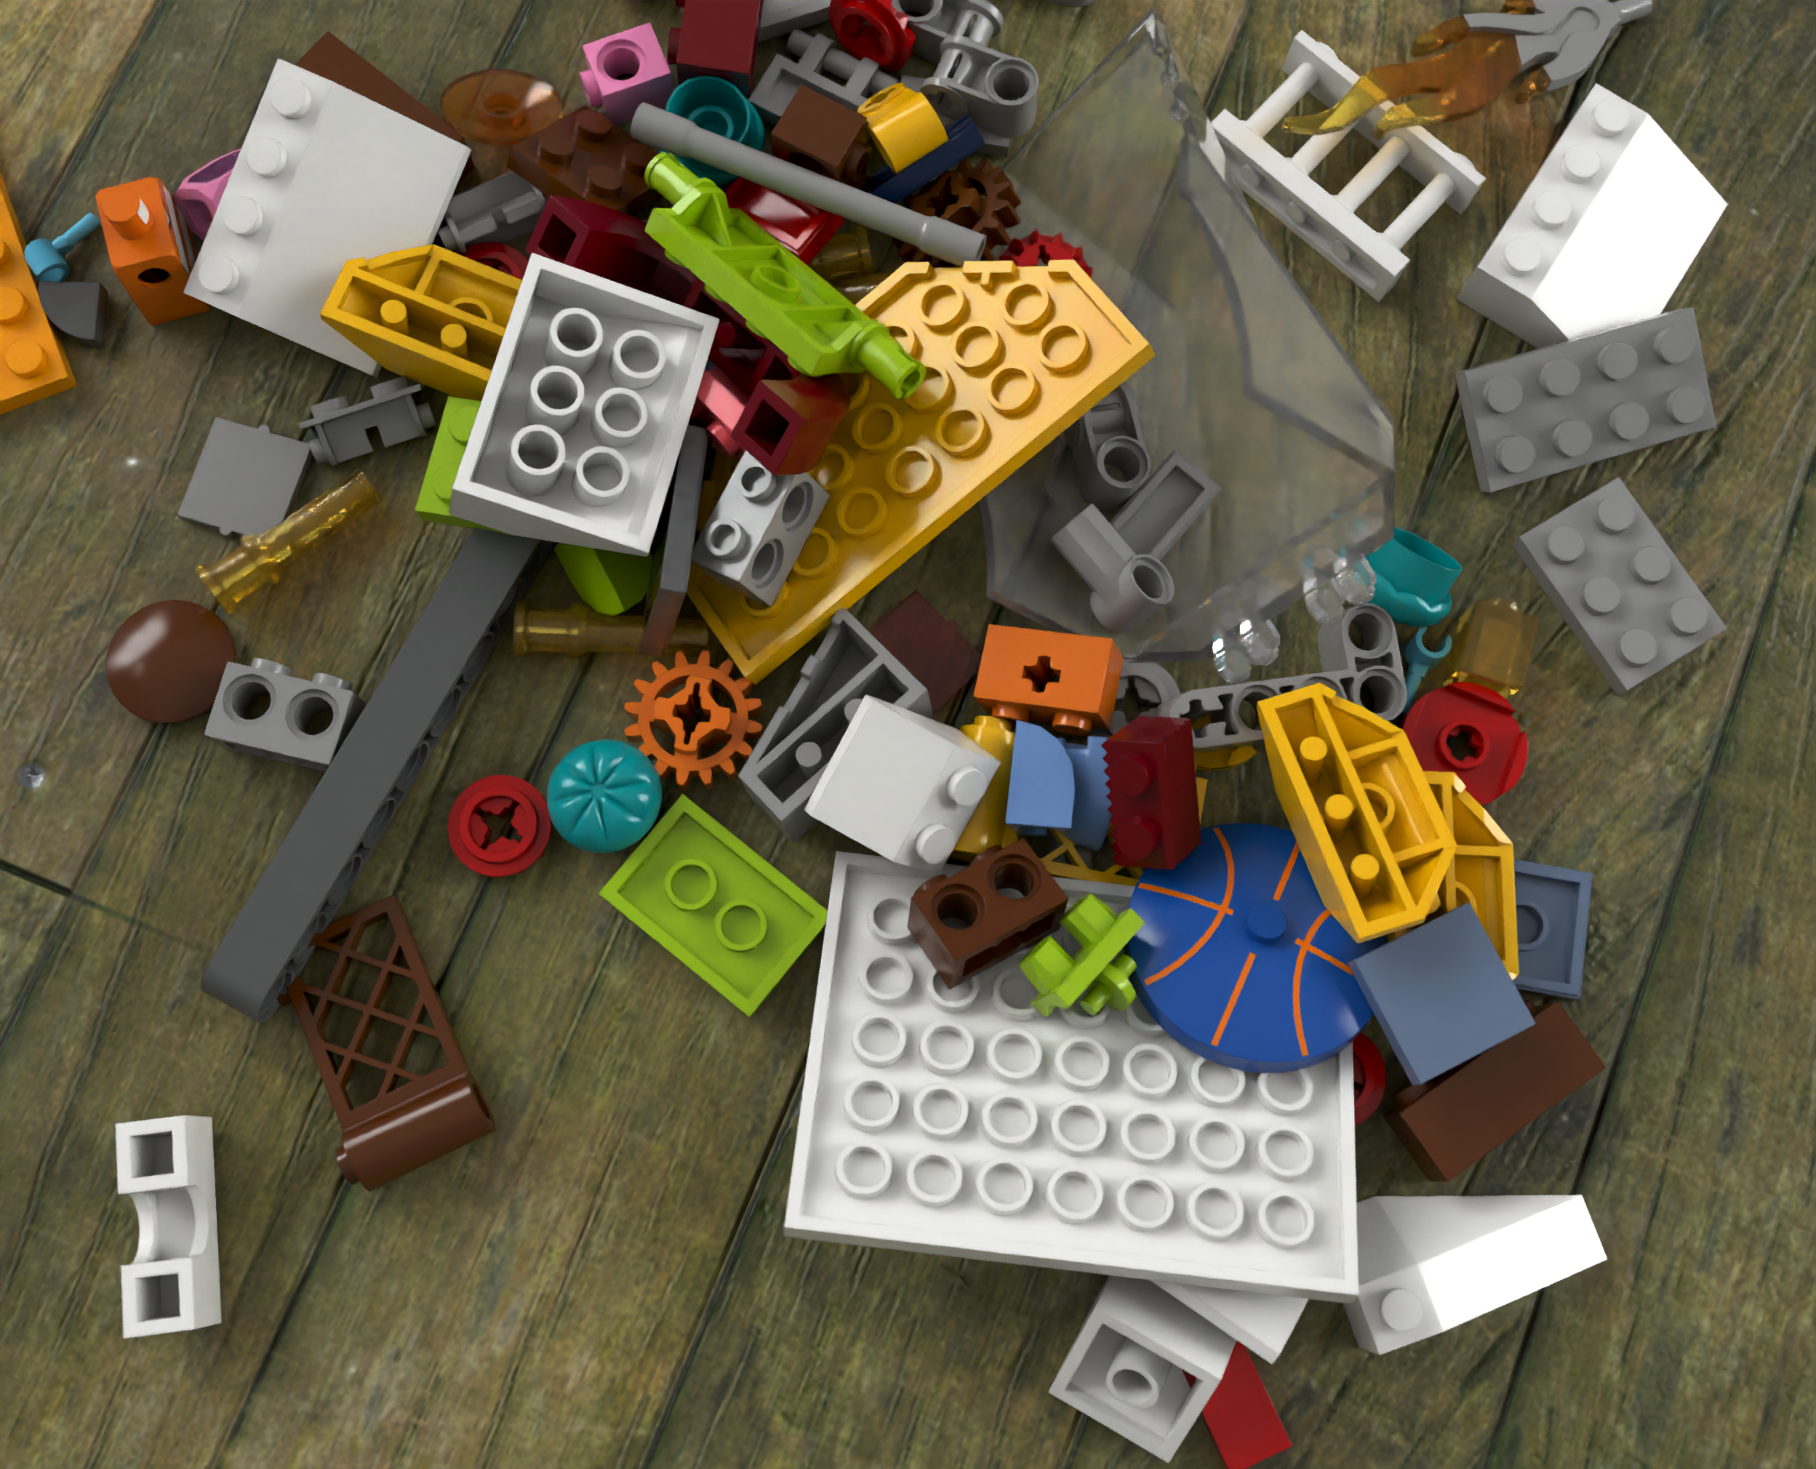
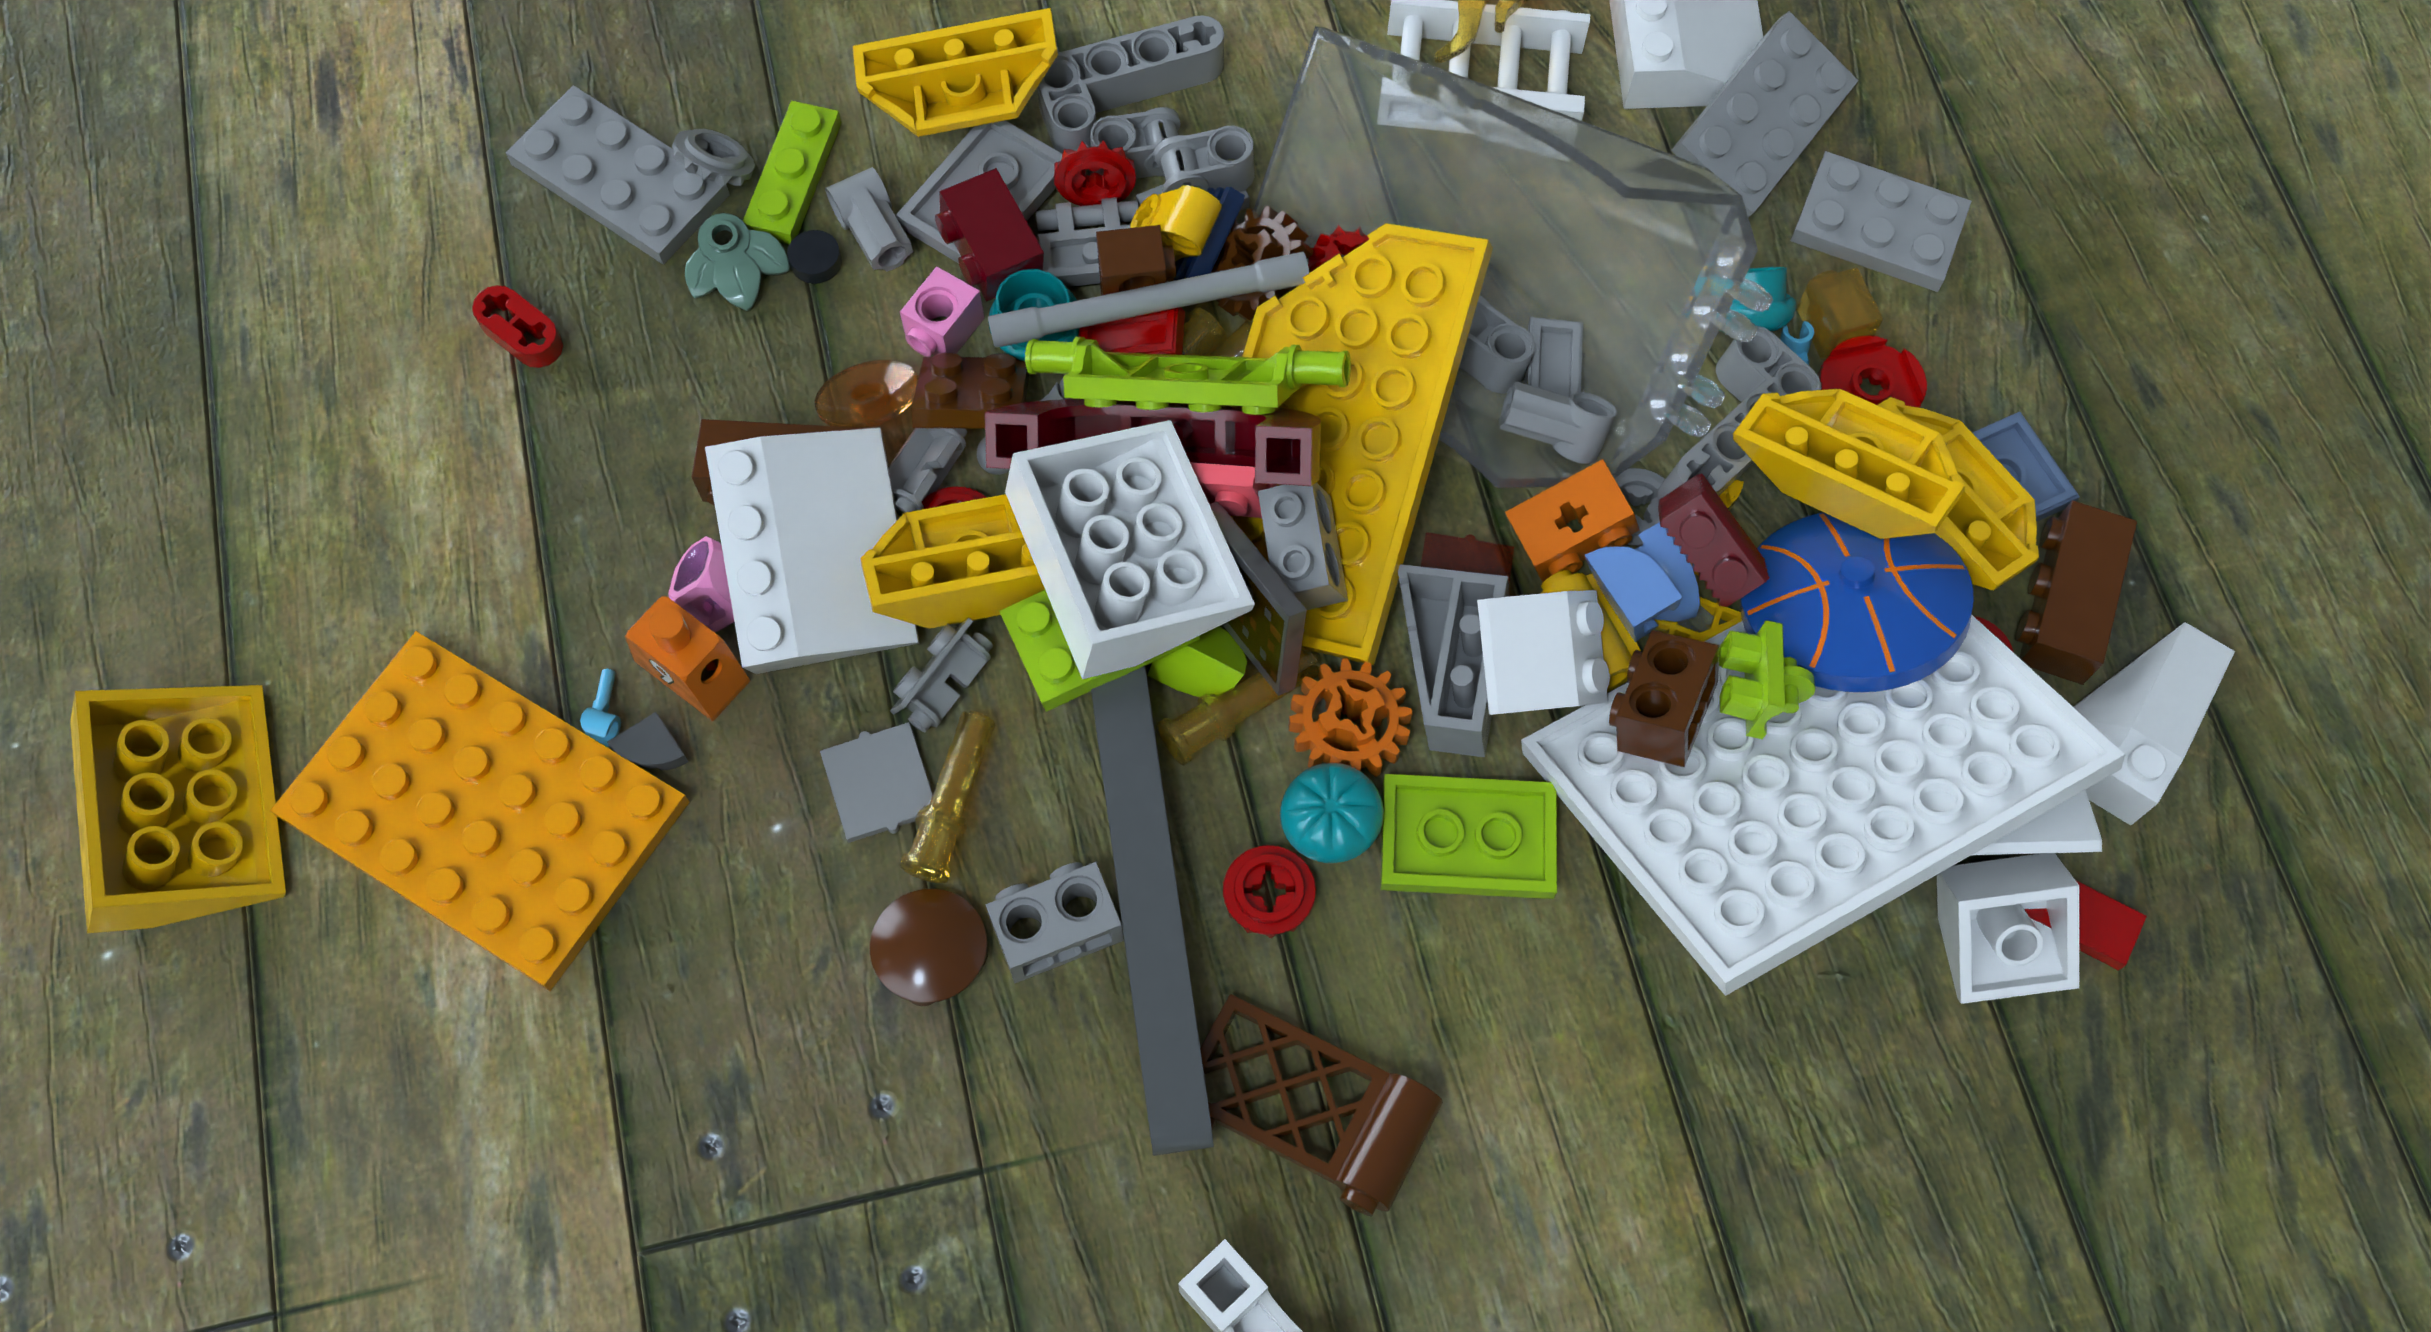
camera: 30 degrees left, 10 degrees down
(1441, 994) = (2004, 539): sand blue tile -> none

